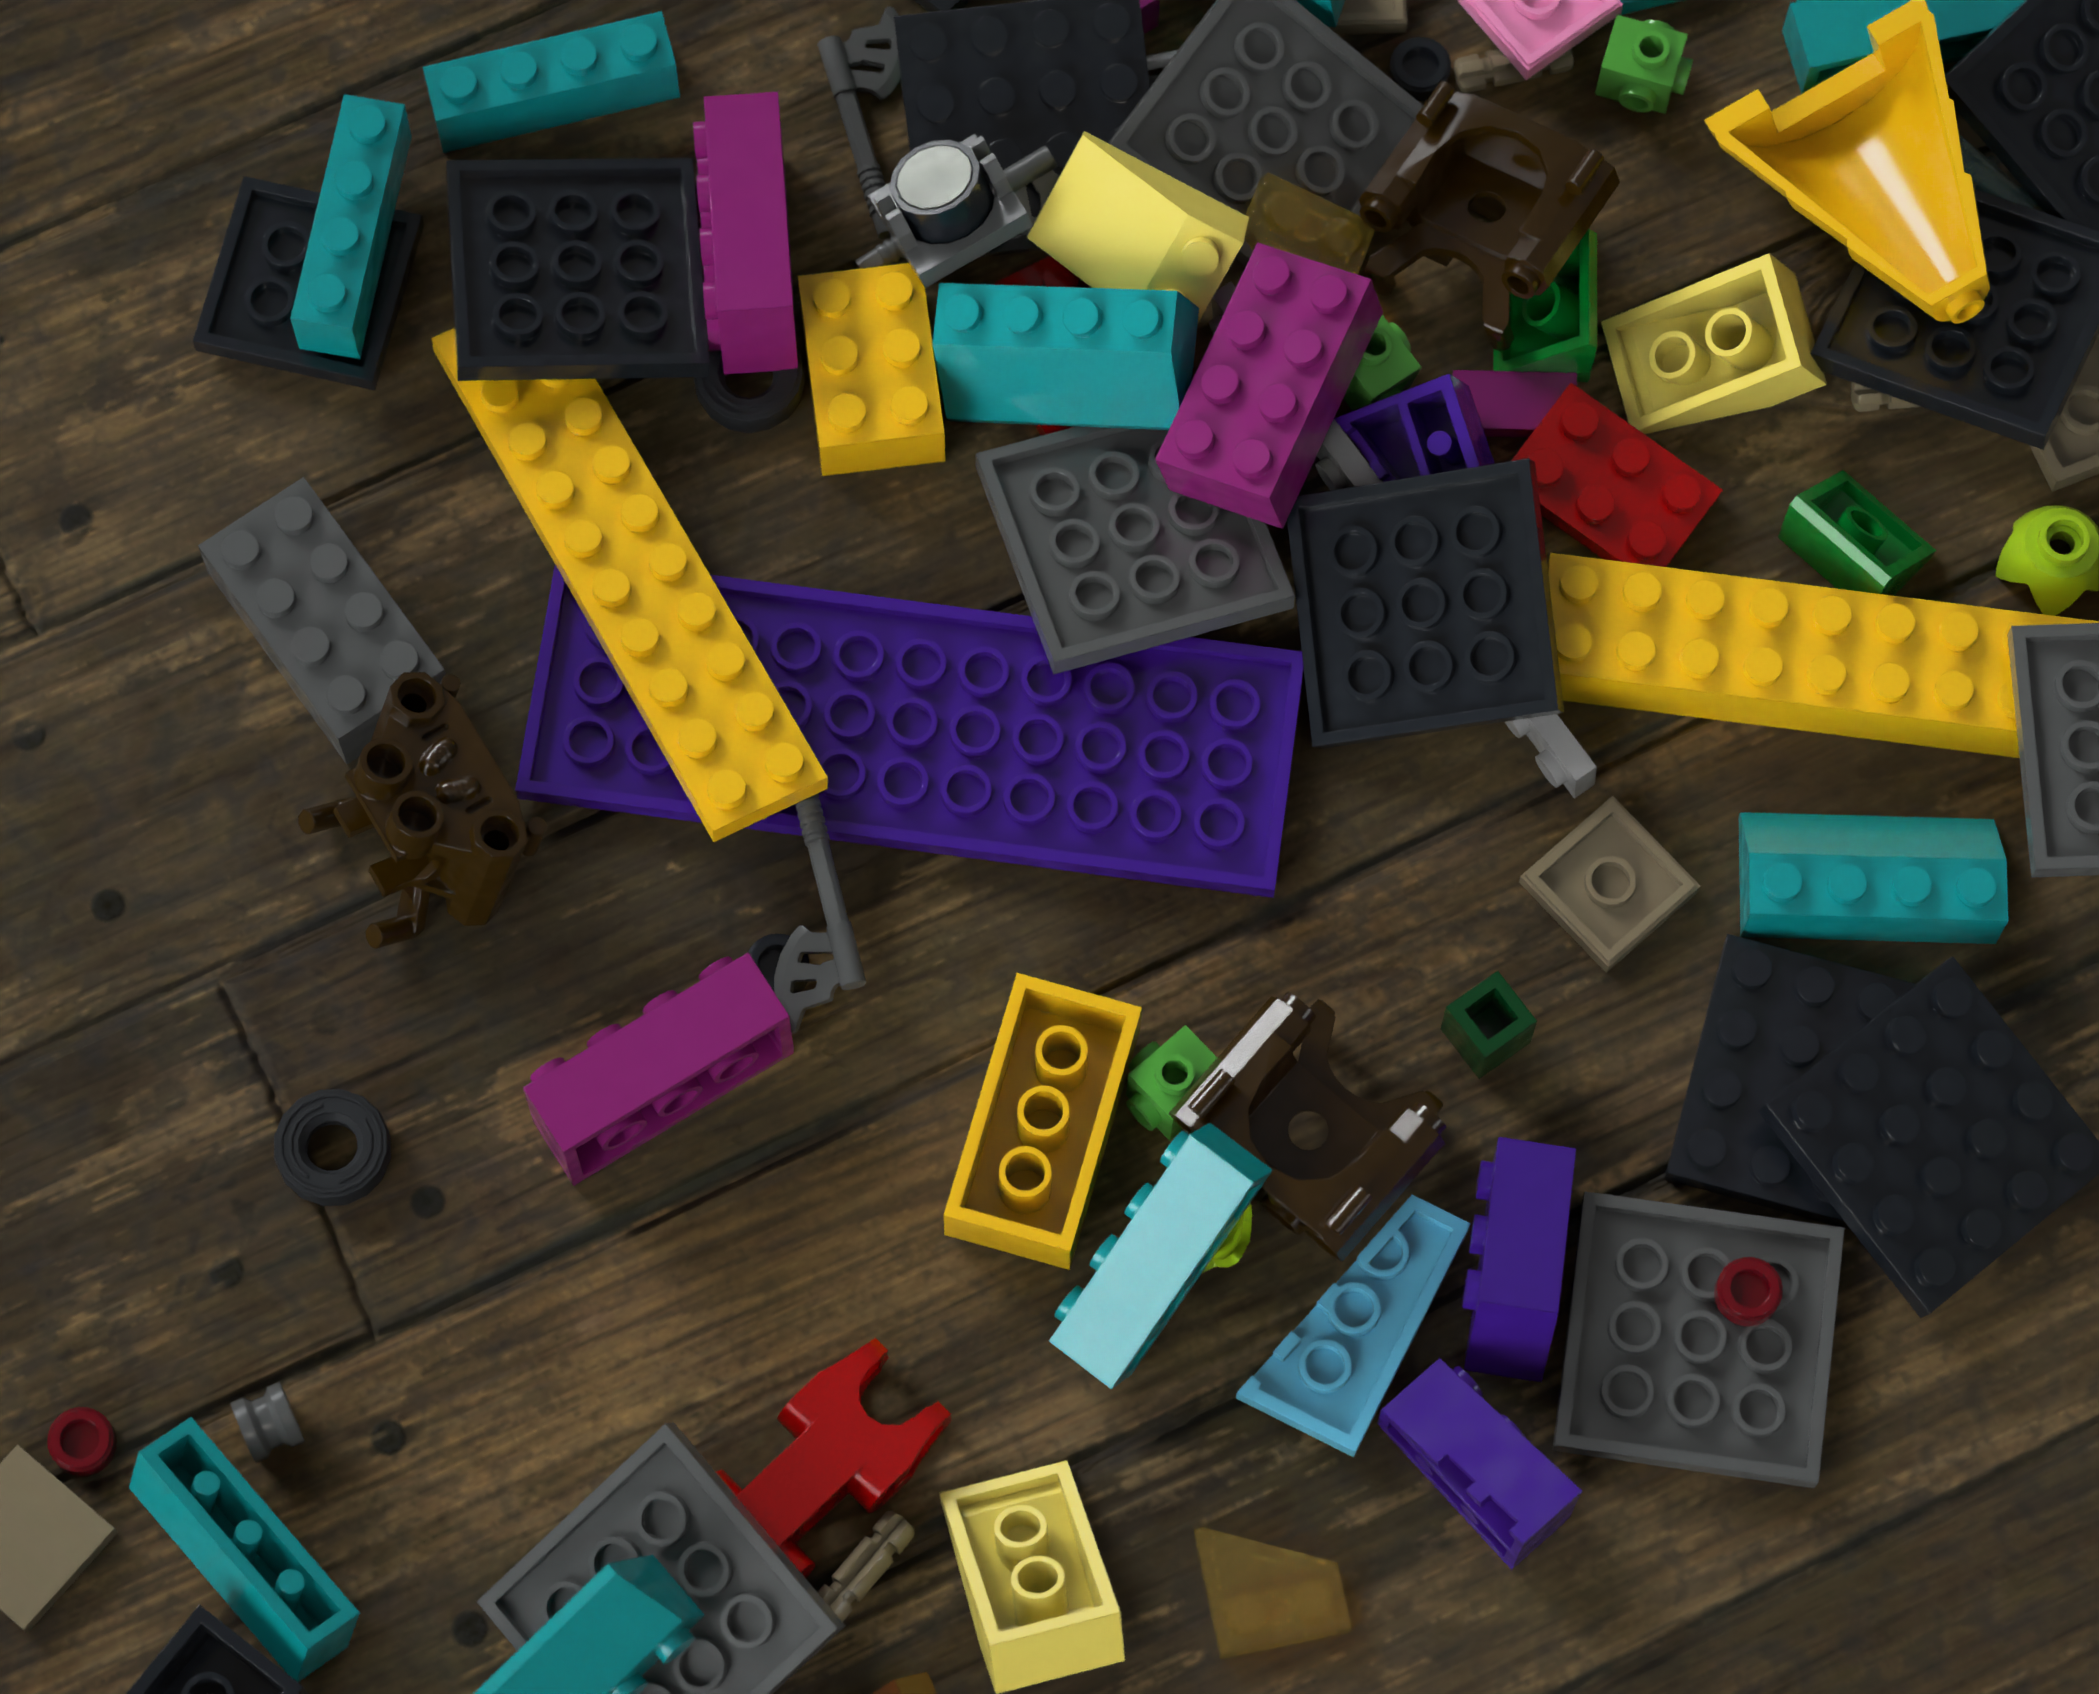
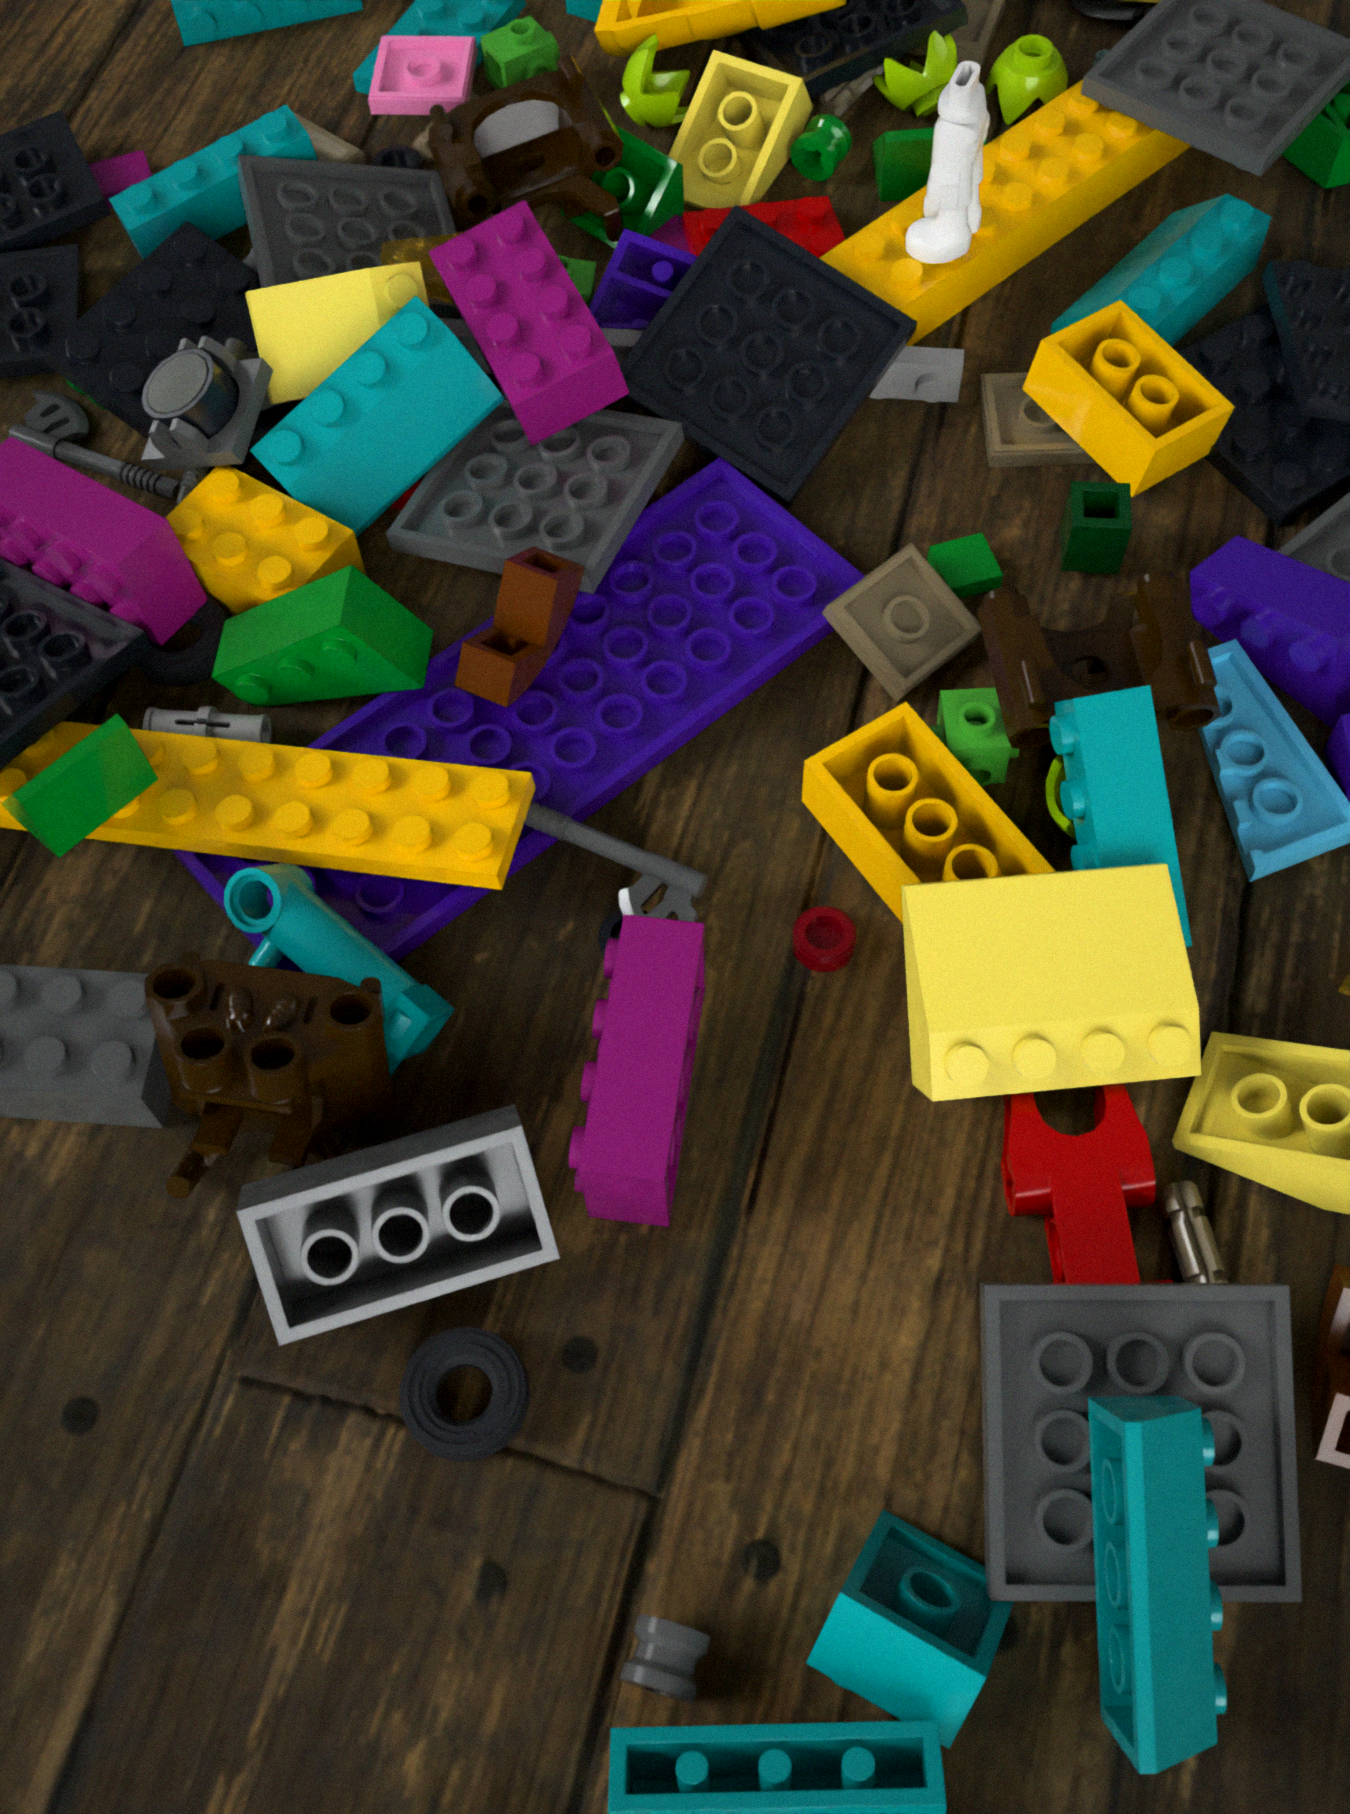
camera: 45 degrees left, 10 degrees down
(401, 998) = (395, 1224): none -> dark grey brick
(418, 1561) = (912, 1628): none -> teal slope
(530, 454) = (83, 787): none -> green slope
(560, 701) = (329, 945): none -> teal piece
(703, 515) = (210, 723): none -> light grey pin
(818, 511) = (323, 644): none -> green wedge
(903, 1110) = (824, 939): none -> dark red tile
(967, 1300) = (1047, 982): none -> light yellow slope
(980, 647) = (526, 626): none -> reddish brown brick
(1257, 939) = (903, 622): none -> dark tan tile
(1374, 945) = (966, 565): none -> green tile
(1662, 946) = (1126, 397): none -> yellow brick
(1715, 220) = (652, 95): none -> lime piece
(1726, 616) = (956, 170): none -> white piece
(1779, 434) = (821, 147): none -> green wheel
(1956, 470) = (919, 85): none -> lime piece

